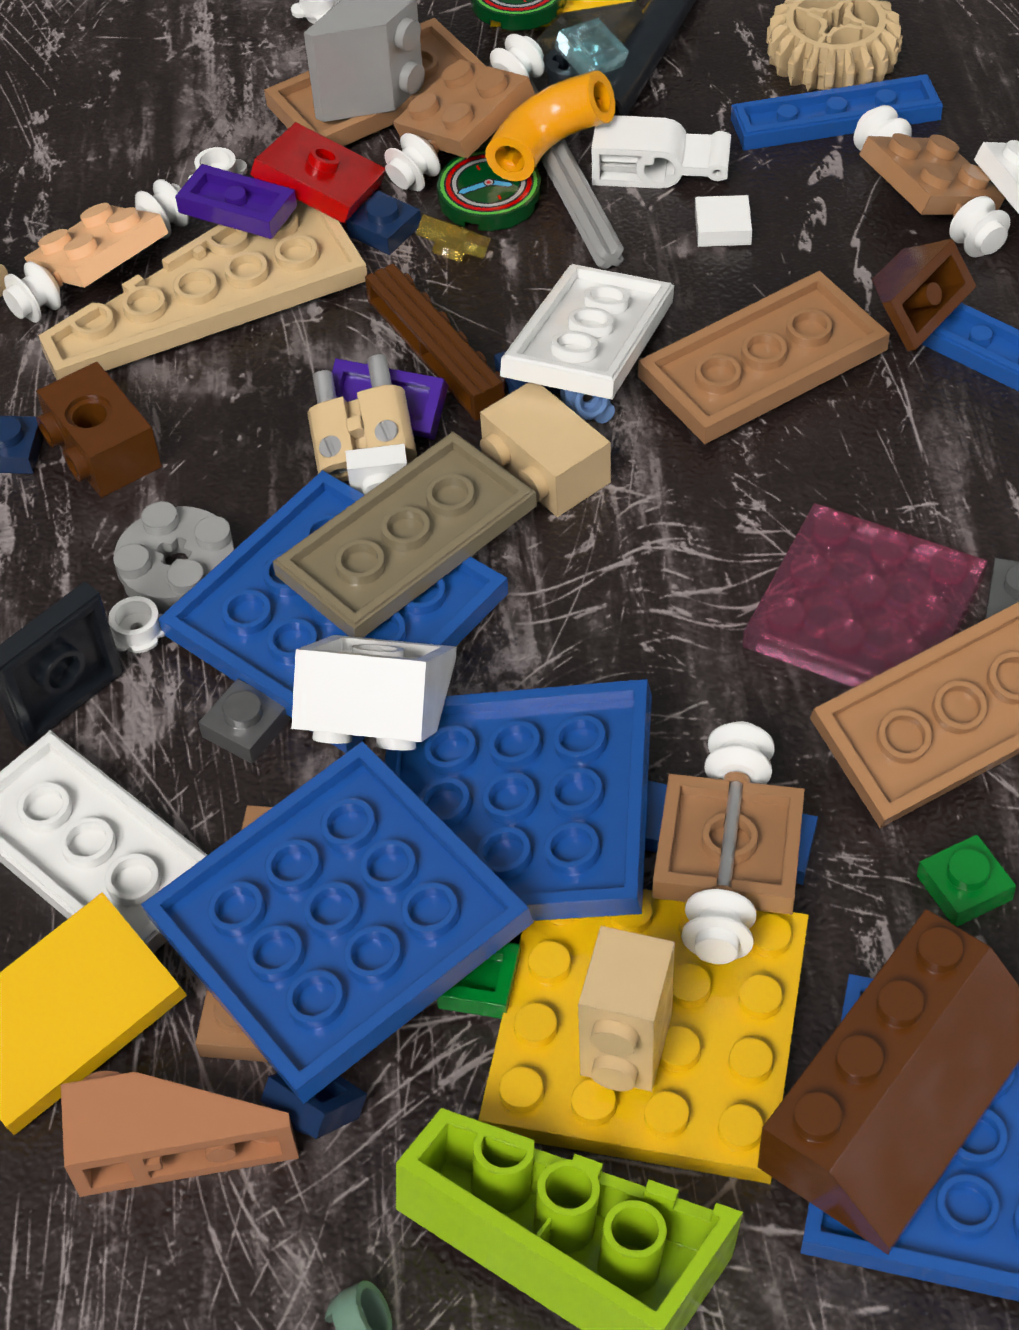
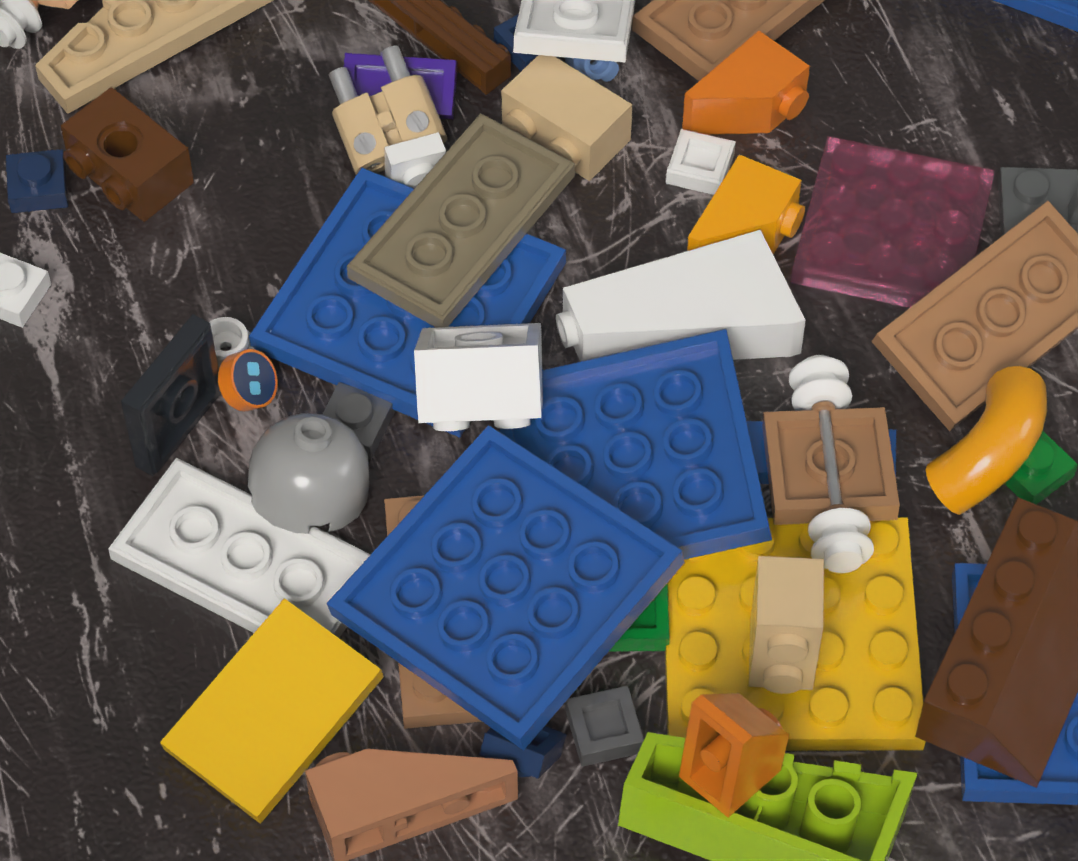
camera: 15 degrees left, 5 degrees up
(144, 662) = (247, 380): none -> tile
(164, 532) = (231, 246): light grey plate -> none
(173, 766) = (308, 473): none -> light grey cylinder
(408, 1090) = (604, 725): none -> flat silver plate
(519, 1143) = (731, 749): none -> orange slope
(657, 636) = (687, 295): none -> white slope
(675, 513) = (700, 161): none -> white tile
(703, 572) = (749, 201): none -> light orange slope
(738, 447) = (748, 91): none -> orange slope
(921, 847) = (996, 443): none -> light orange cylinder

